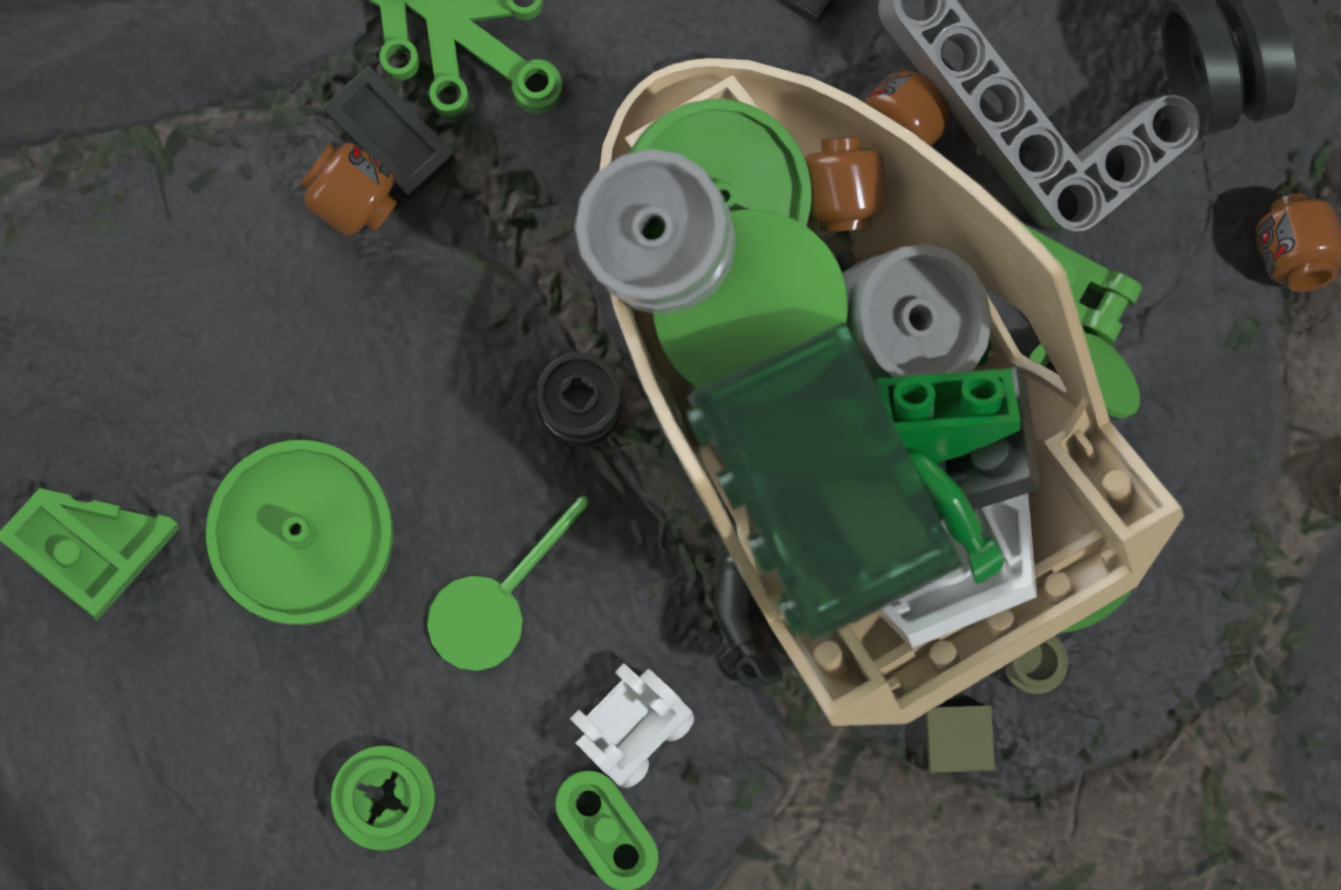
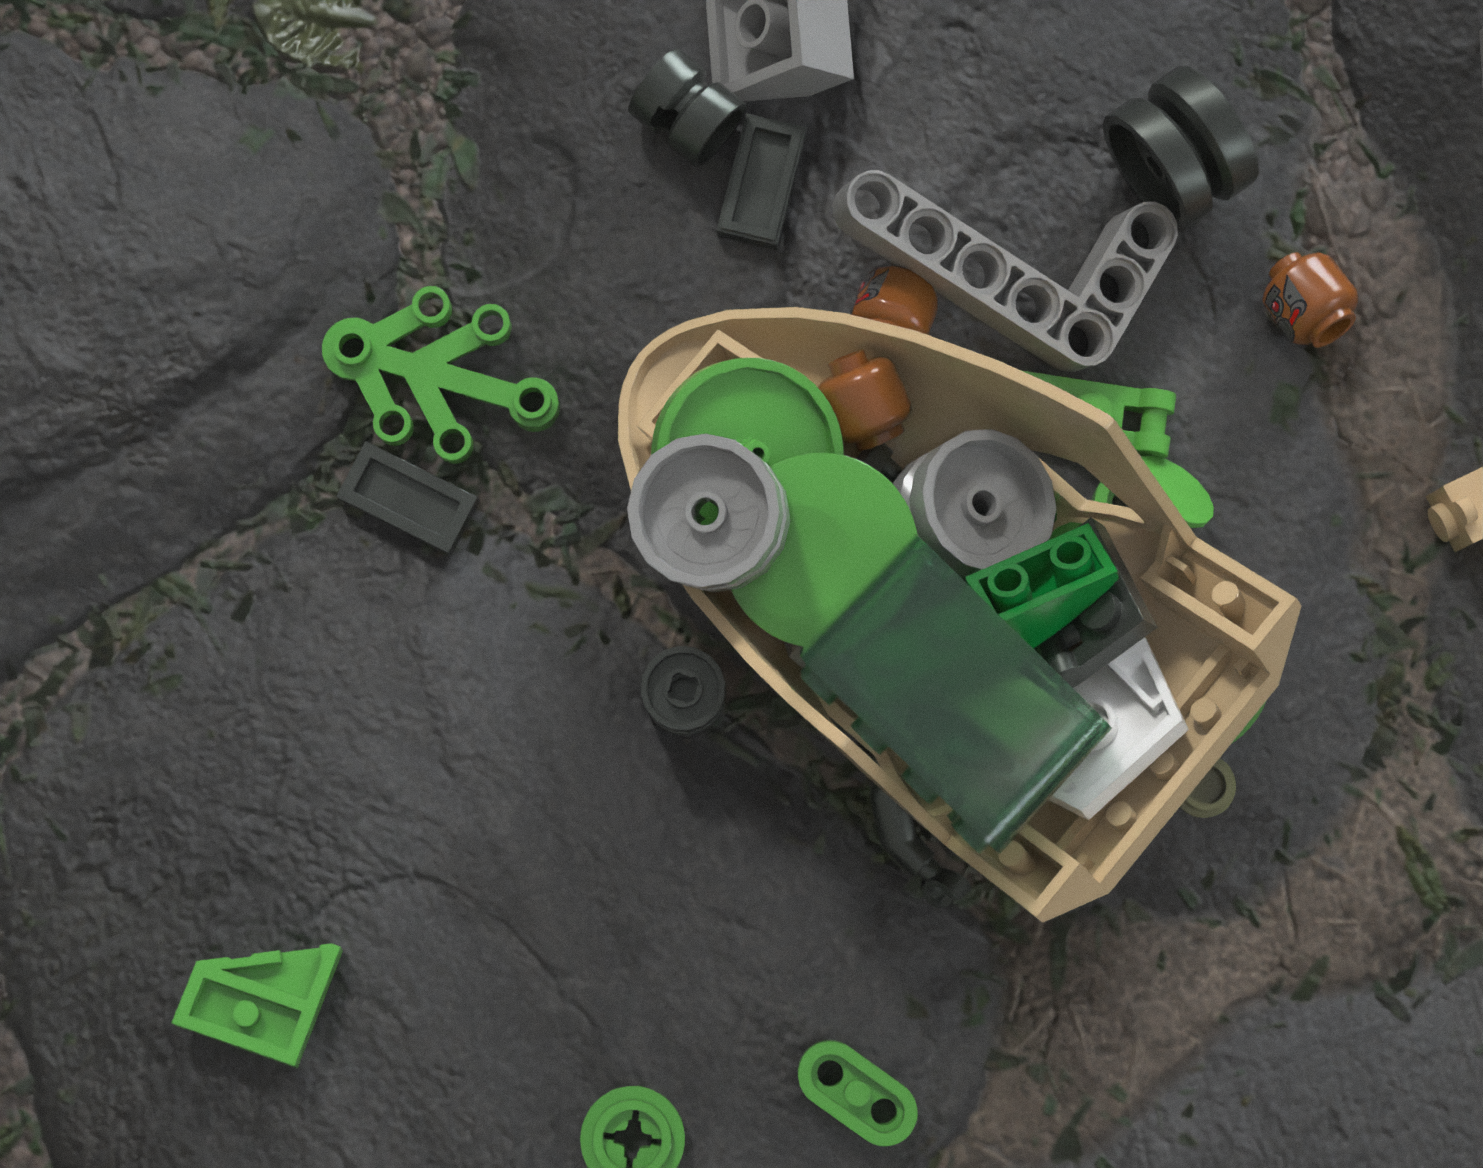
camera: 15 degrees left, 0 degrees up
(299, 532) = (461, 913): bright green piece -> none
(349, 189) = (390, 567): dark orange head -> none
(478, 619) = (660, 933): bright green piece -> none
(632, 725) = (845, 984): white piece -> none
(959, 518) = (1091, 682): green arm -> none
(959, 739) = (1159, 885): olive tile -> none

